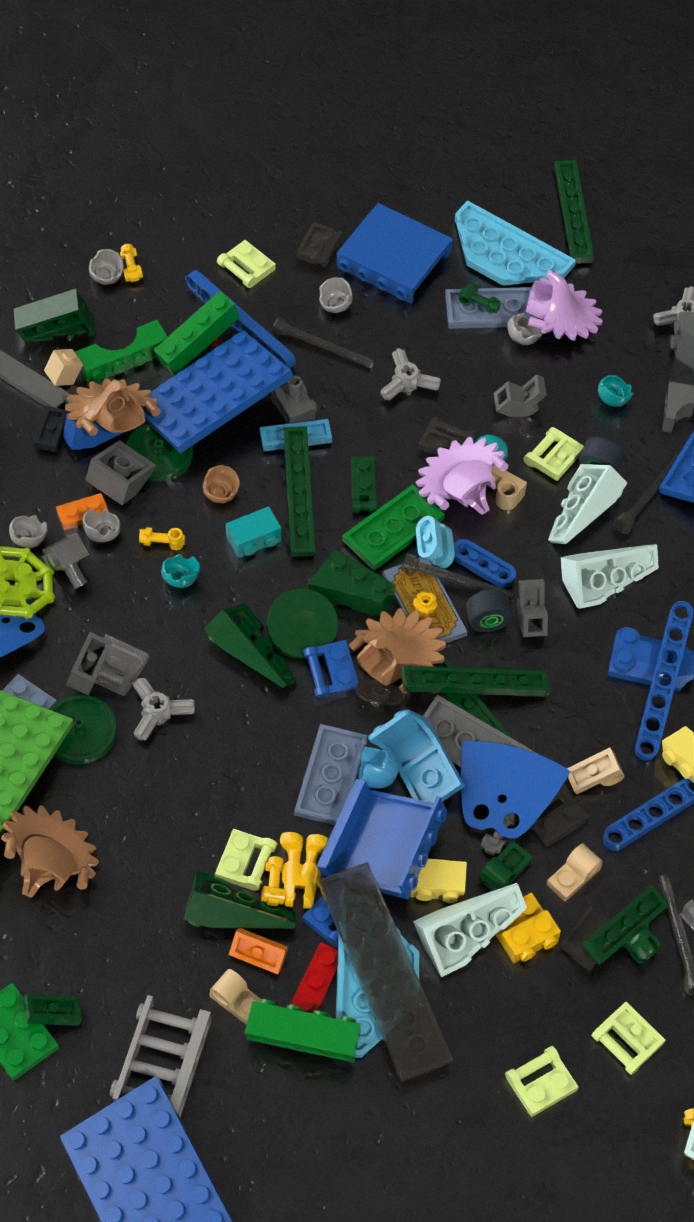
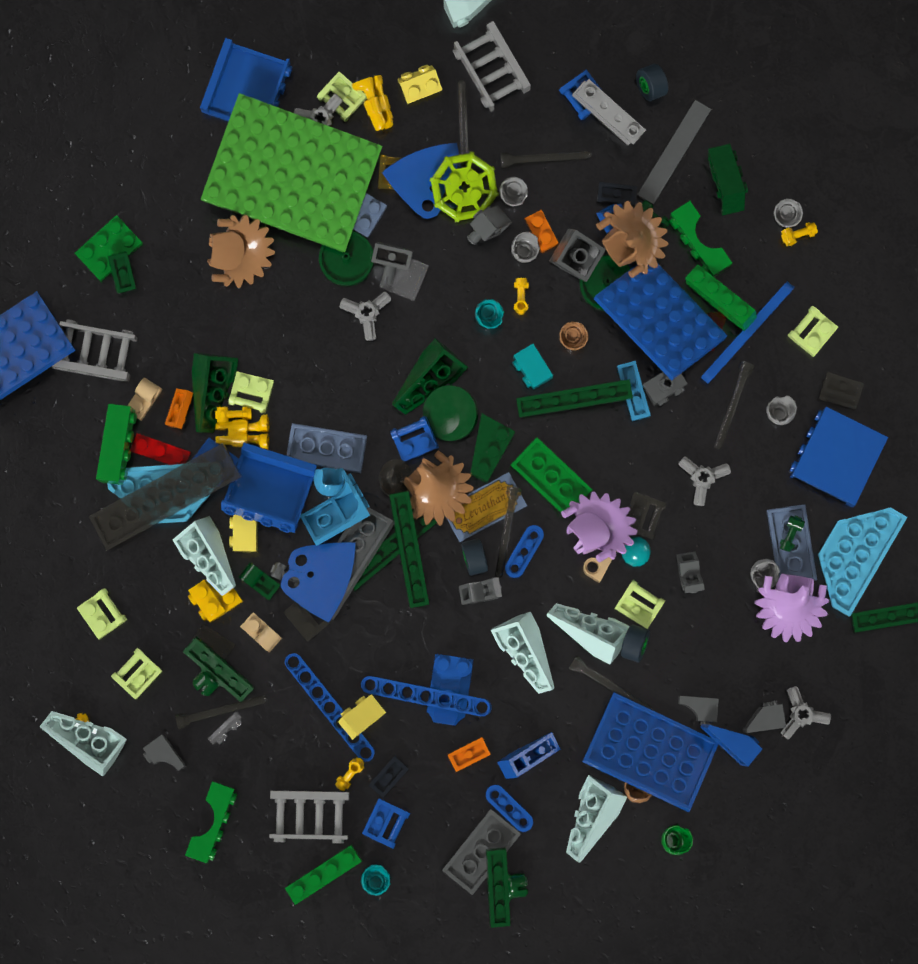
camera: 90 degrees right, 25 degrees up
(63, 367) = (675, 194): tan brick -> none
(363, 484) = (592, 450): dark green plate -> none
(425, 608) = (478, 501): yellow plate -> none
(435, 542) = (535, 510): medium azure brick -> none
(597, 769) = (343, 644): tan plate -> none
(614, 391) = (708, 653): teal hair -> none

